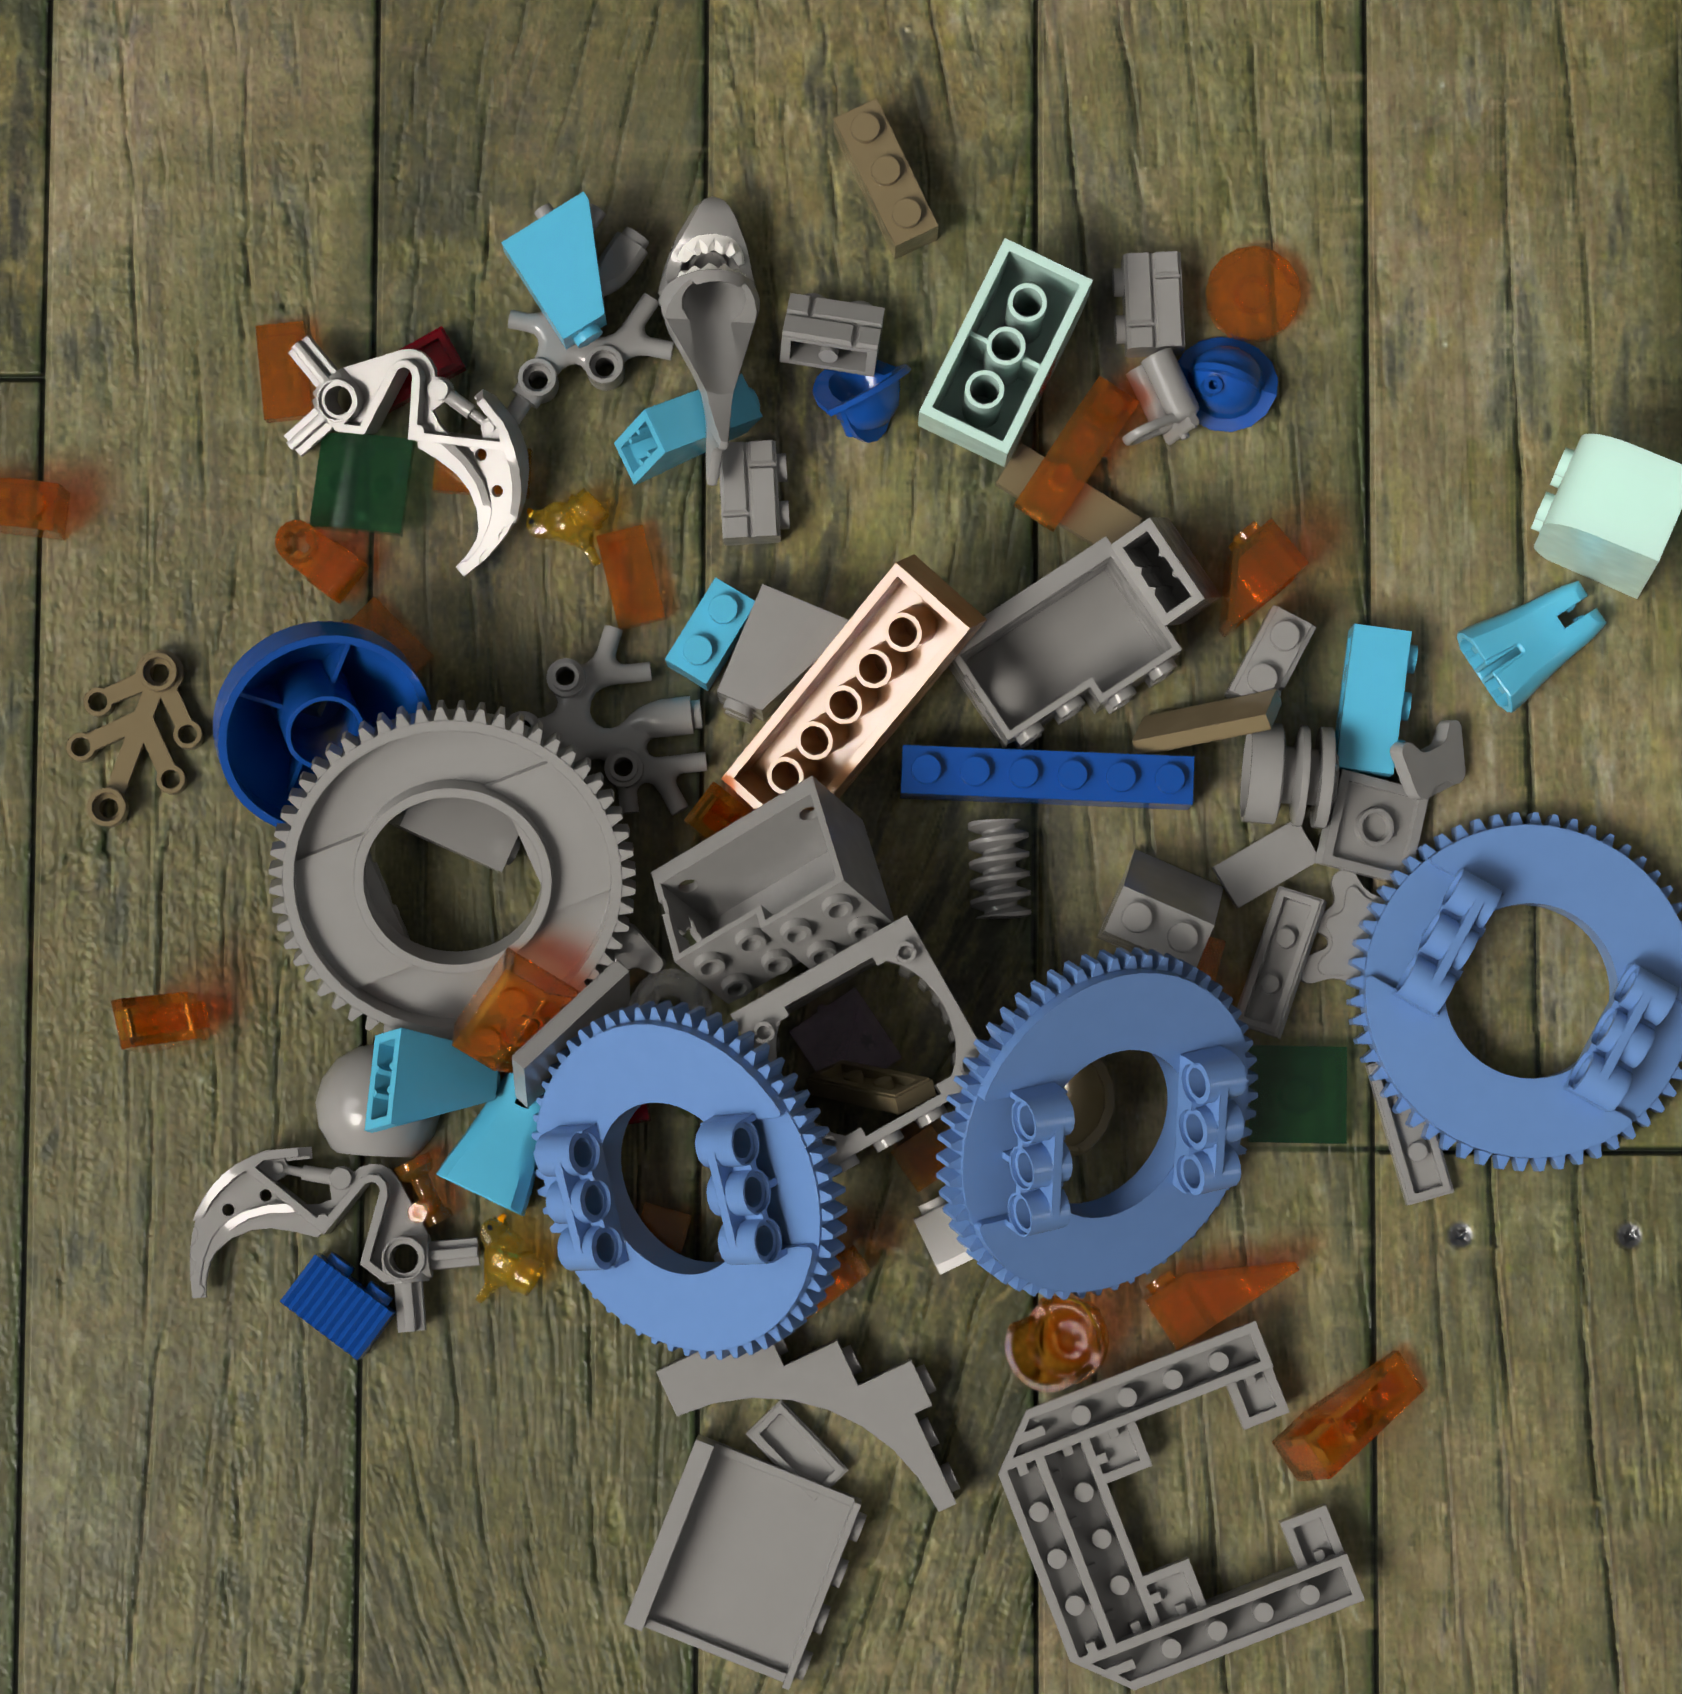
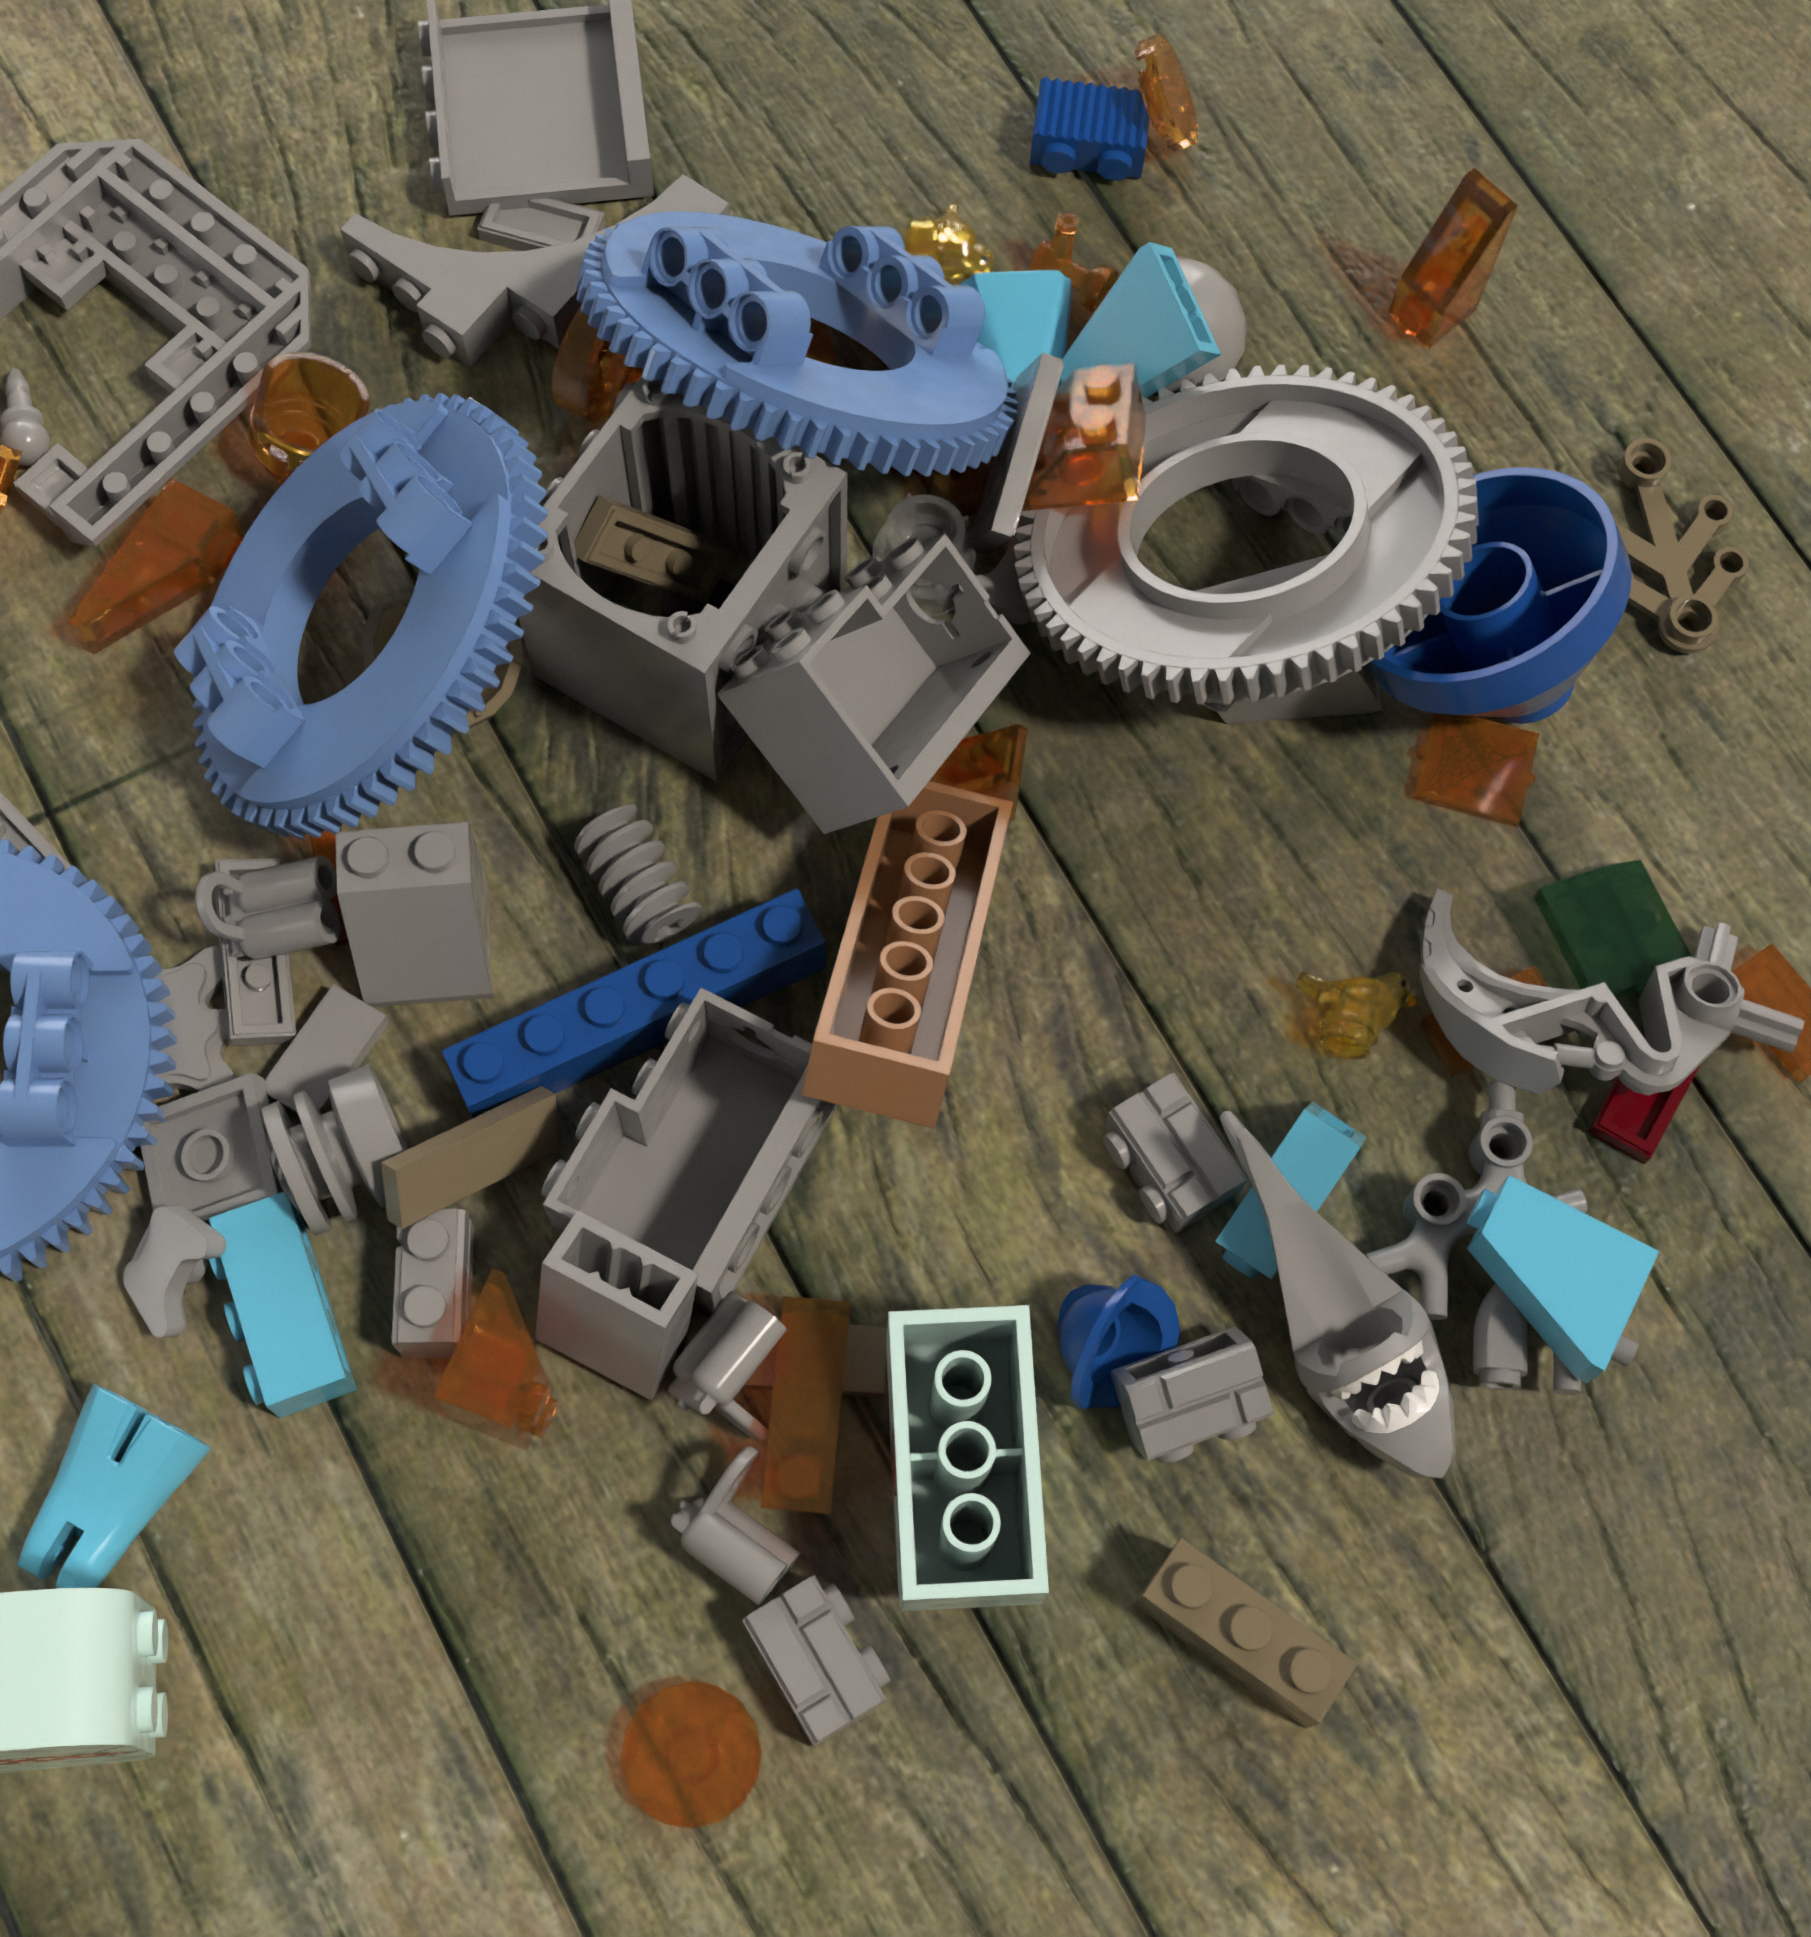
camera: 145 degrees right, 15 degrees down
(267, 1290) = (1167, 93): none -> clear orange tile
(286, 1211) = (1225, 193): light grey piece -> none
(325, 564) = (1605, 822): clear orange piece -> none
(630, 738) = (1193, 786): light grey plant -> none
(631, 577) = (1250, 992): clear orange tile -> none
(710, 634) = (1120, 966): medium azure brick -> none
(774, 653) = (1034, 976): light grey slope -> none
(1112, 506) = (724, 1359): none -> light grey piece
(1229, 382) = (665, 1618): blue helmet -> none
(1255, 964) = (274, 908): none -> light grey piece
(1263, 1461) = (22, 422): none -> light grey bar
(1299, 1094) = (162, 824): clear green tile -> none

